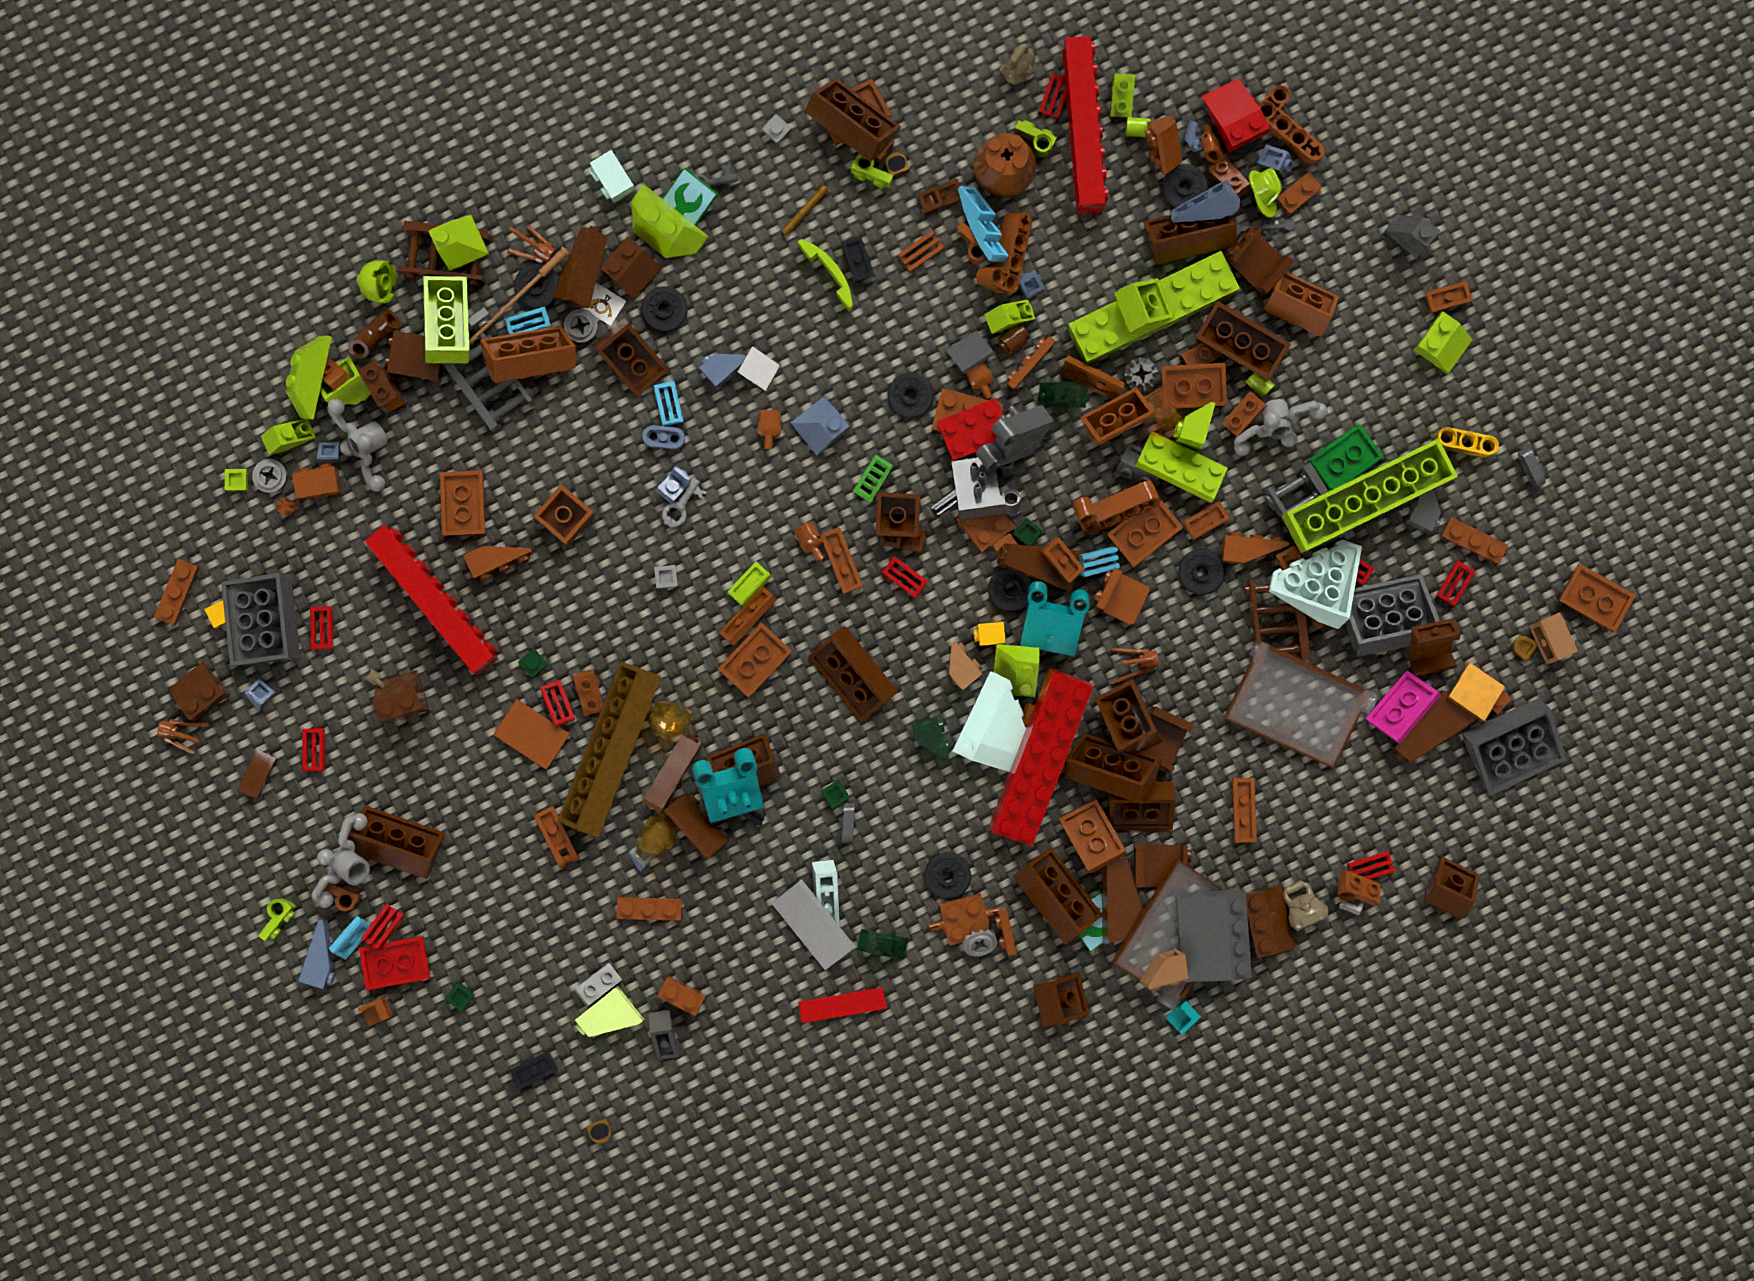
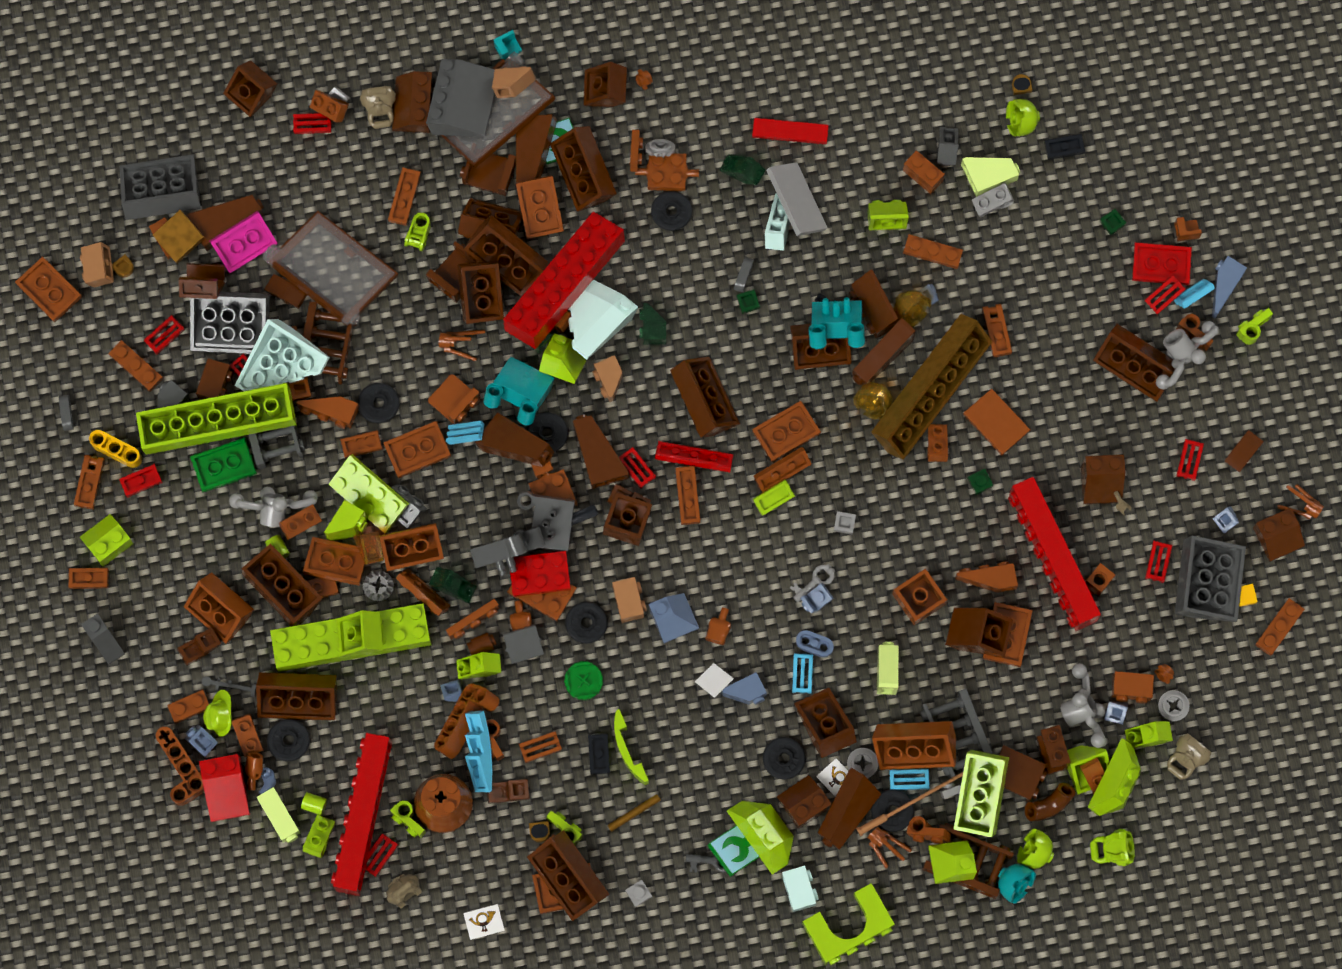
camera: 165 degrees left, 10 degrees down
(236, 479) = (1204, 709): lime plate -> none
(240, 427) = (1189, 754): none -> dark tan piece
(293, 307) = (1117, 848): none -> lime piece
(383, 596) = (1105, 574): none -> dark orange brick
(391, 243) = (1014, 882): none -> teal cylinder
(481, 265) = (936, 835): none -> dark orange plate
(492, 493) = (979, 631): none -> reddish brown slope
(560, 126) = (832, 947): none -> lime arch
(563, 720) = (975, 440): red tile -> none
(578, 429) = (887, 668): none -> yellowish green slope
(587, 1089) = (1022, 117): none -> lime cylinder
(709, 934) = (887, 215): none -> lime slope
(810, 540) = (710, 519): dark orange piece -> none
(846, 605) = (694, 456): none -> red tile
(872, 429) = (628, 599): none -> medium nougat brick
(884, 475) = (629, 570): bright green slope -> none
(896, 333) = (583, 680): none -> green tile
(927, 58) = (483, 921): none -> white sticker
(949, 577) = (598, 455): none -> reddish brown slope
(990, 634) = (576, 398): yellow brick -> none
(1021, 1019) = (643, 79): none -> dark orange plate
(1027, 532) = (519, 475): dark green plate -> none
(1062, 559) = (497, 436): dark orange plate -> none
(1116, 507) = (439, 472): dark orange beam -> none
(1164, 144) = (296, 776): dark orange slope -> none
(1170, 101) = (278, 815): none -> yellowish green slope
(1209, 205) = (275, 711): sand blue slope -> none
(1216, 771) = (417, 235): none -> lime piece
(1257, 260) = (244, 652): reddish brown panel -> none
(1309, 258) = (199, 646): none -> reddish brown slope
(1341, 666) = (285, 291): none -> reddish brown slope
(1384, 545) = (214, 379): none -> reddish brown brick
(1427, 416) = (140, 480): none -> red plate
(1482, 399) = (89, 482): none -> dark orange plate

